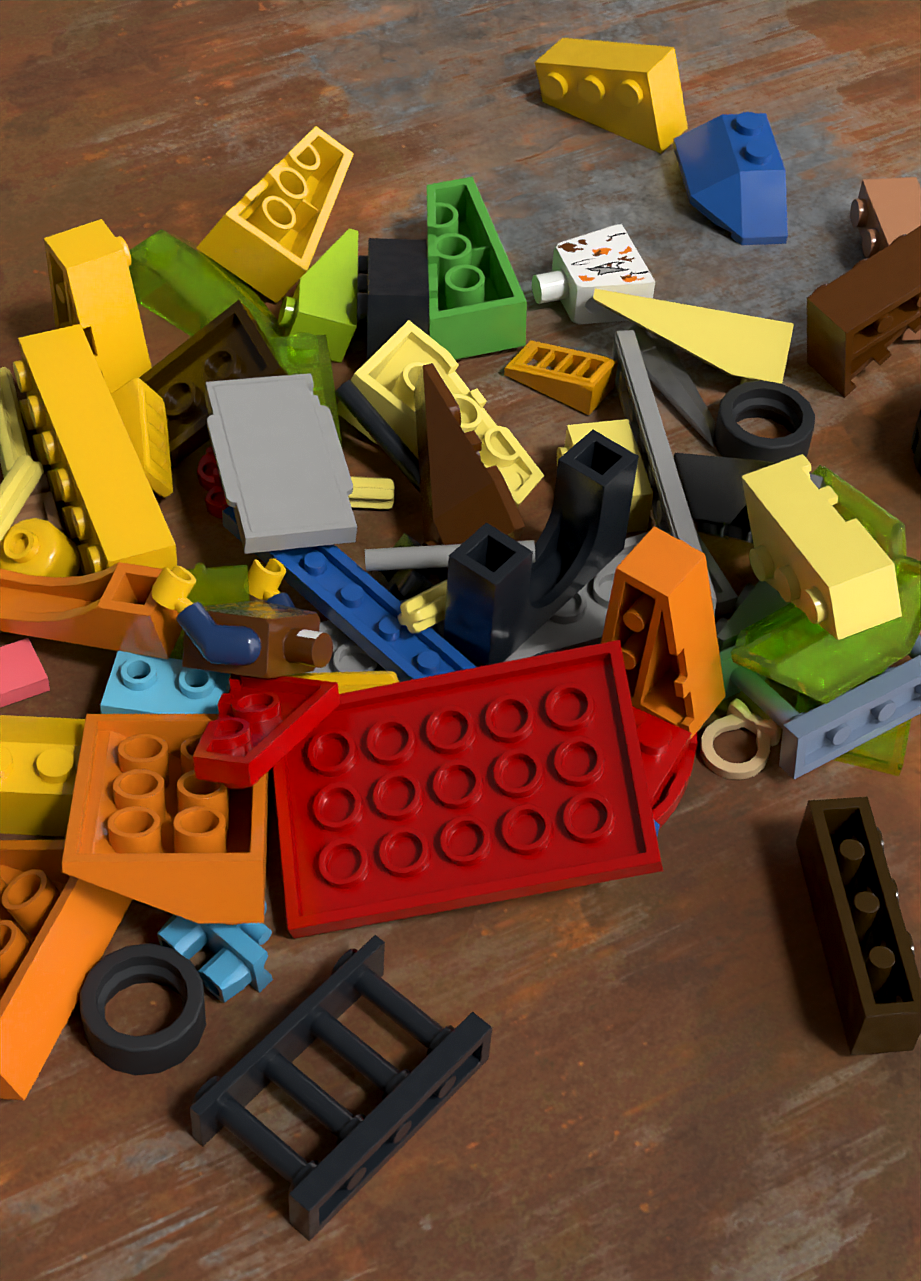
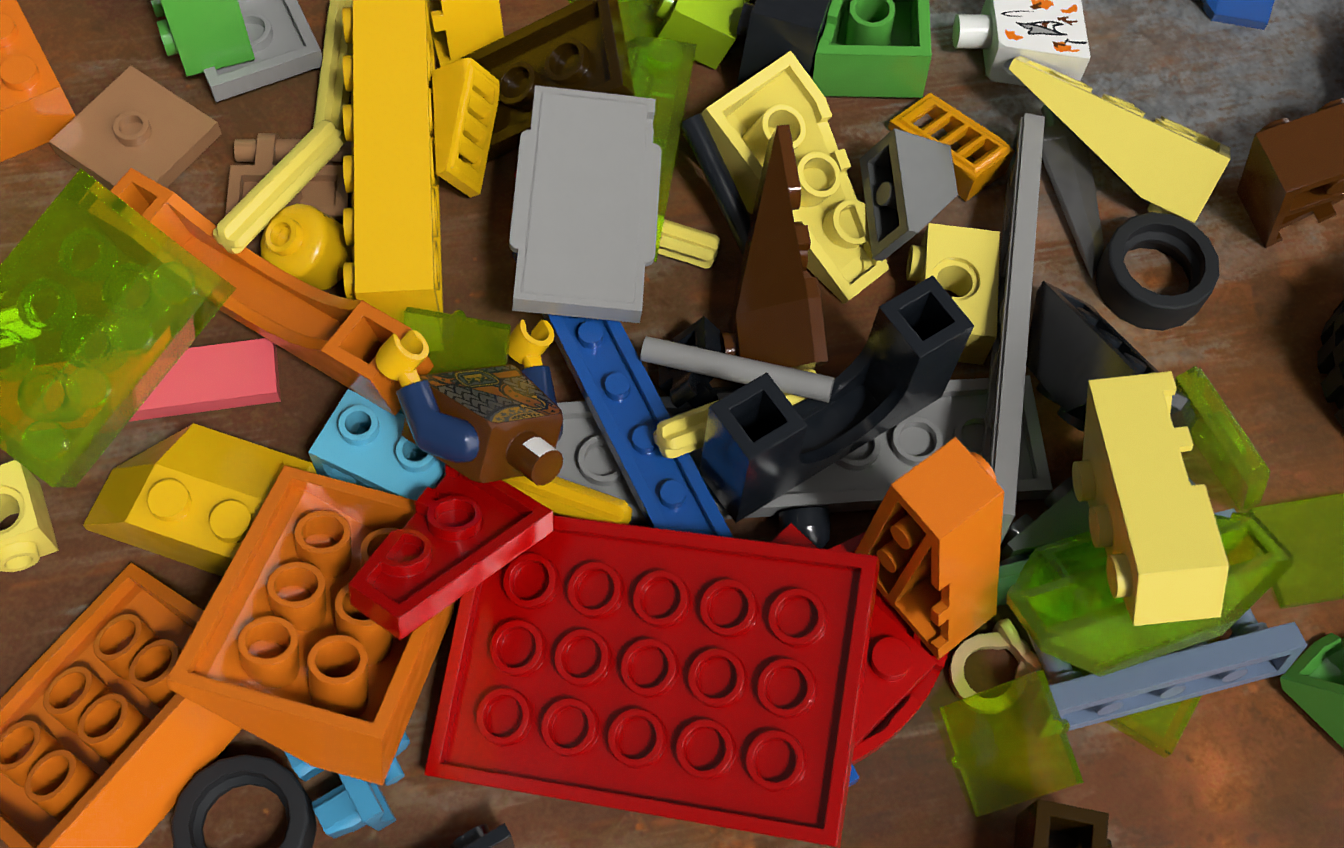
camera: 15 degrees right, 15 degrees up
(536, 406) = (904, 188): none -> dark grey slope
(771, 780) = (1011, 744): none -> clear neon green piece

